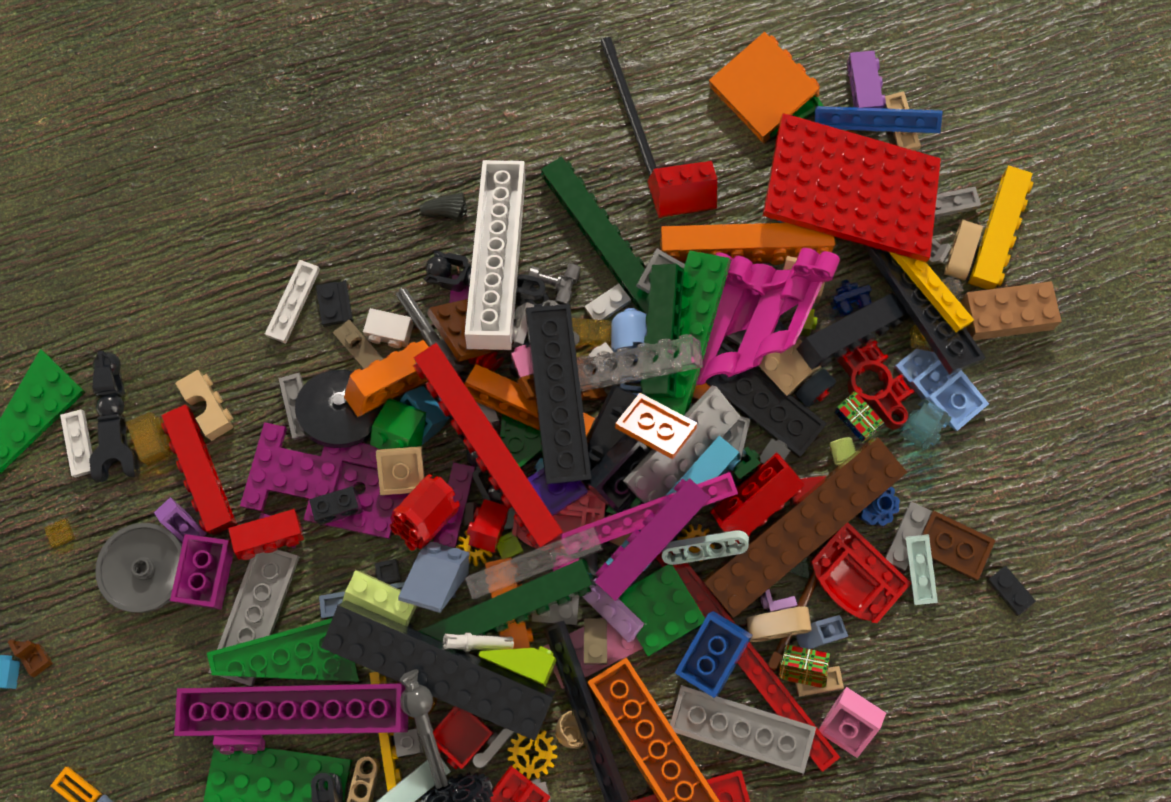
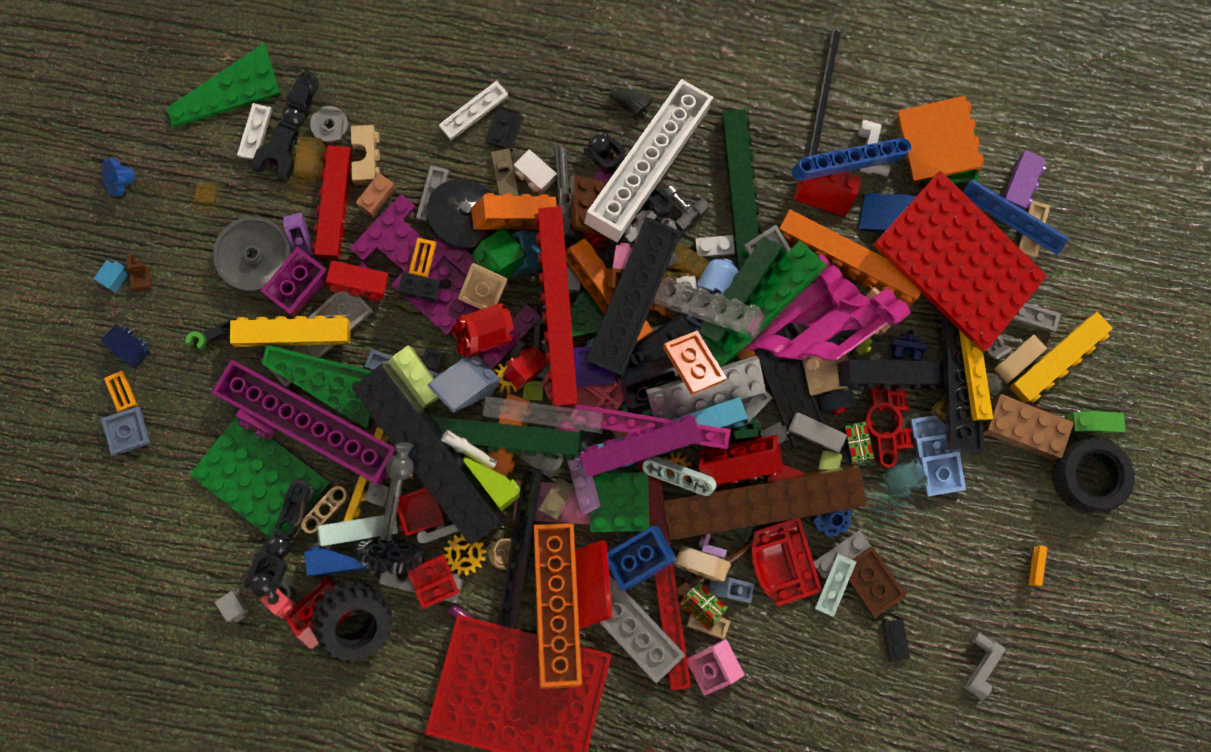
camera: 20 degrees right, 5 degrees up
(56, 738) = (125, 346): none -> clear blue brick
(142, 675) = (209, 335): none -> piece
(157, 383) = (322, 117): none -> light grey plate
(224, 625) = (290, 331): none -> yellow brick
(239, 438) = (376, 196): none -> nougat brick
(324, 454) = (429, 260): none -> light orange tile
(682, 708) = (593, 584): none -> red tile
(692, 147) = (851, 159): none -> blue beam
(695, 114) = (871, 131): none -> white beam
(749, 182) = (881, 210): none -> blue slope
(814, 428) = (817, 433): none -> light grey beam
(1071, 270) = (1096, 422): none -> bright green slope
(1101, 439) = (1037, 566): none -> light orange tile
(1114, 586) = (977, 683): none -> light grey beam
(1117, 298) = (1120, 470): none -> black tyre

